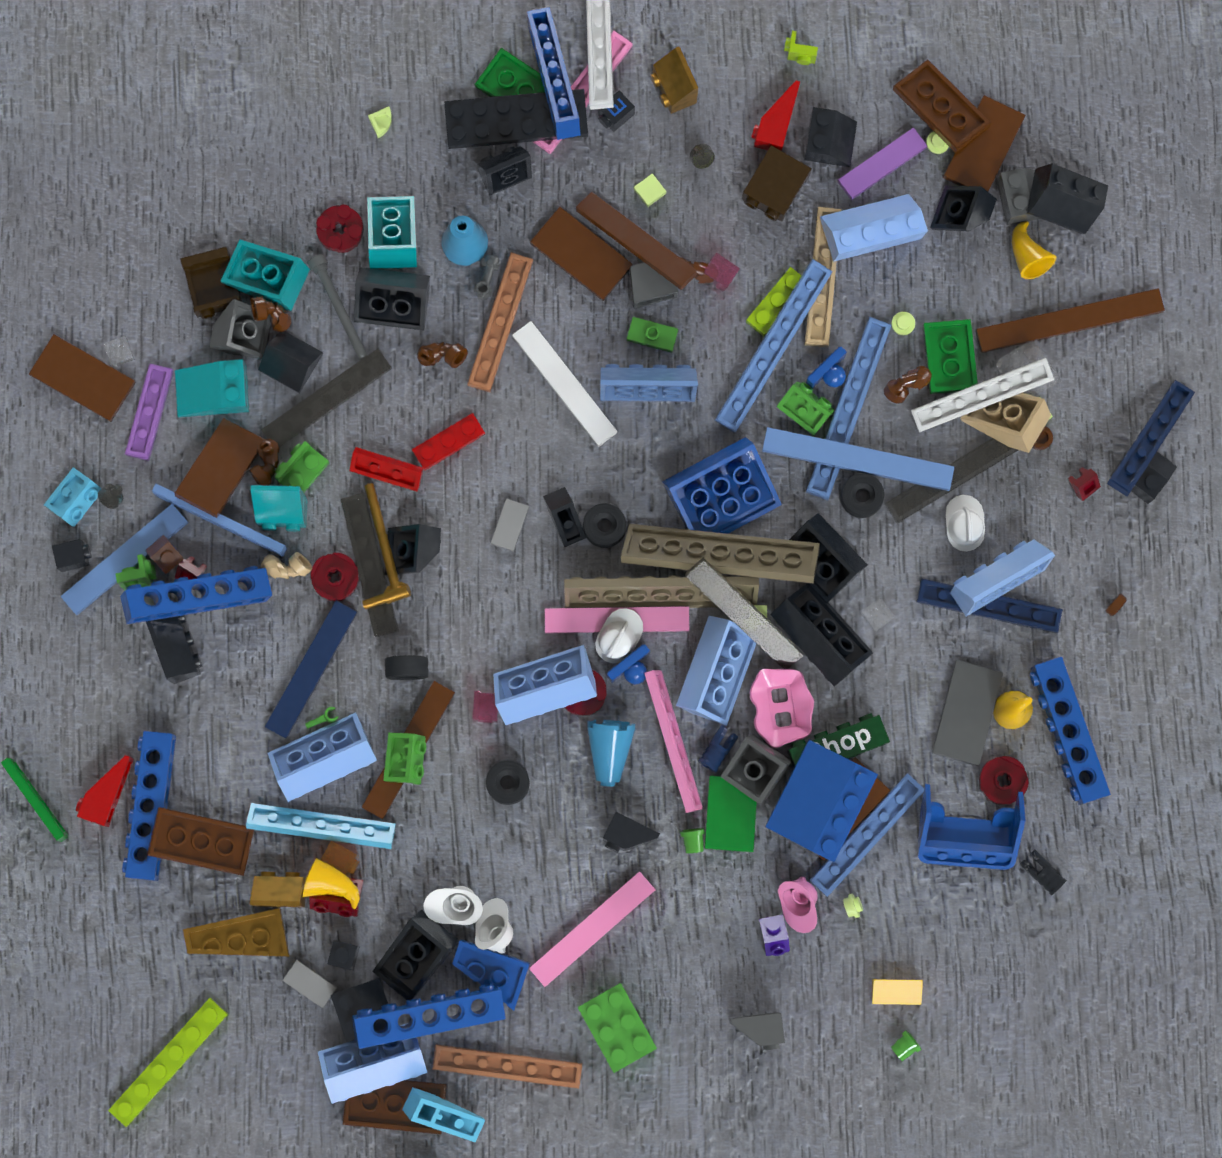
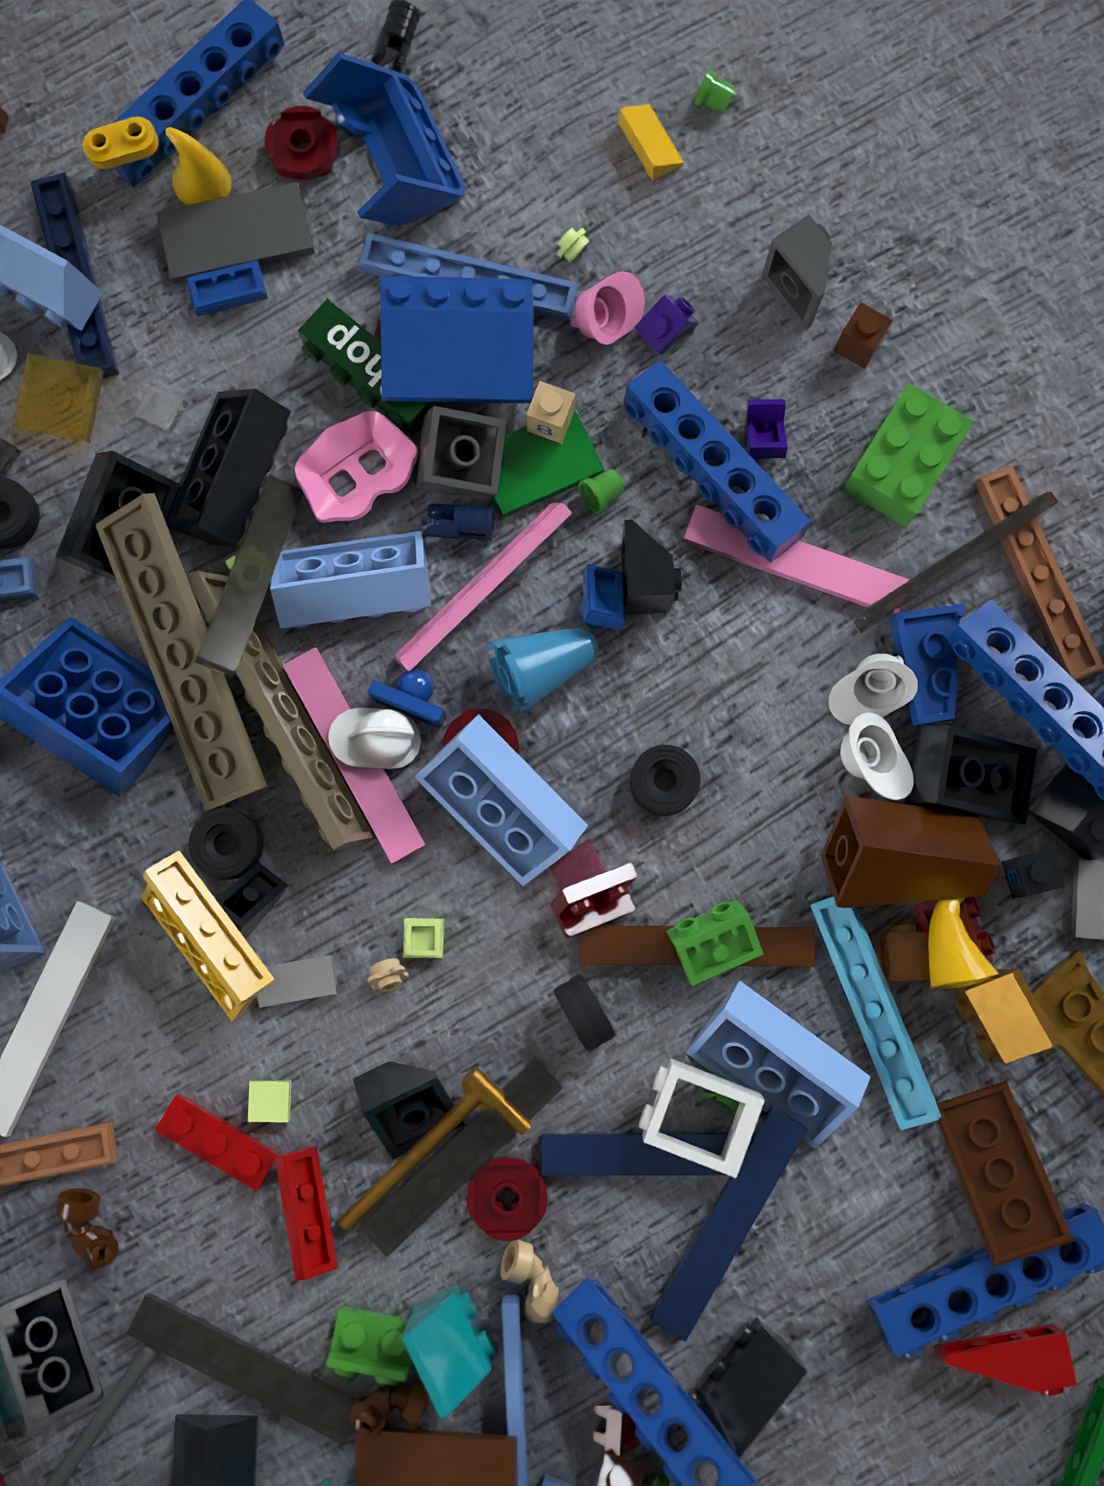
camera: 115 degrees left, 0 degrees up
(257, 684) = (728, 1224): none -> dark blue tile
(338, 709) = (739, 1133): none -> white window
(392, 888) = (906, 854): none -> reddish brown slope
(454, 479) = (269, 1101): none -> yellowish green tile
(461, 705) = (594, 901): none -> bracket
(485, 574) = (387, 975): none -> tan plate
(495, 605) = (423, 938): none -> yellowish green tile
(539, 1018) = (955, 561): none -> clear smoke tile
(557, 489) = (204, 934): none -> yellow fence
(628, 803) = (602, 598): none -> blue tile
(676, 954) = (766, 428): none -> dark purple bracket
(703, 1044) = (862, 335): none -> reddish brown brick
(735, 906) = (661, 388): none -> blue brick
(751, 832) = (550, 412): none -> tan brick
(915, 560) = (59, 398): none -> clear yellow tile
(933, 689) = (227, 288): none -> blue plate
(1050, 671) = (120, 144): none -> yellow plate

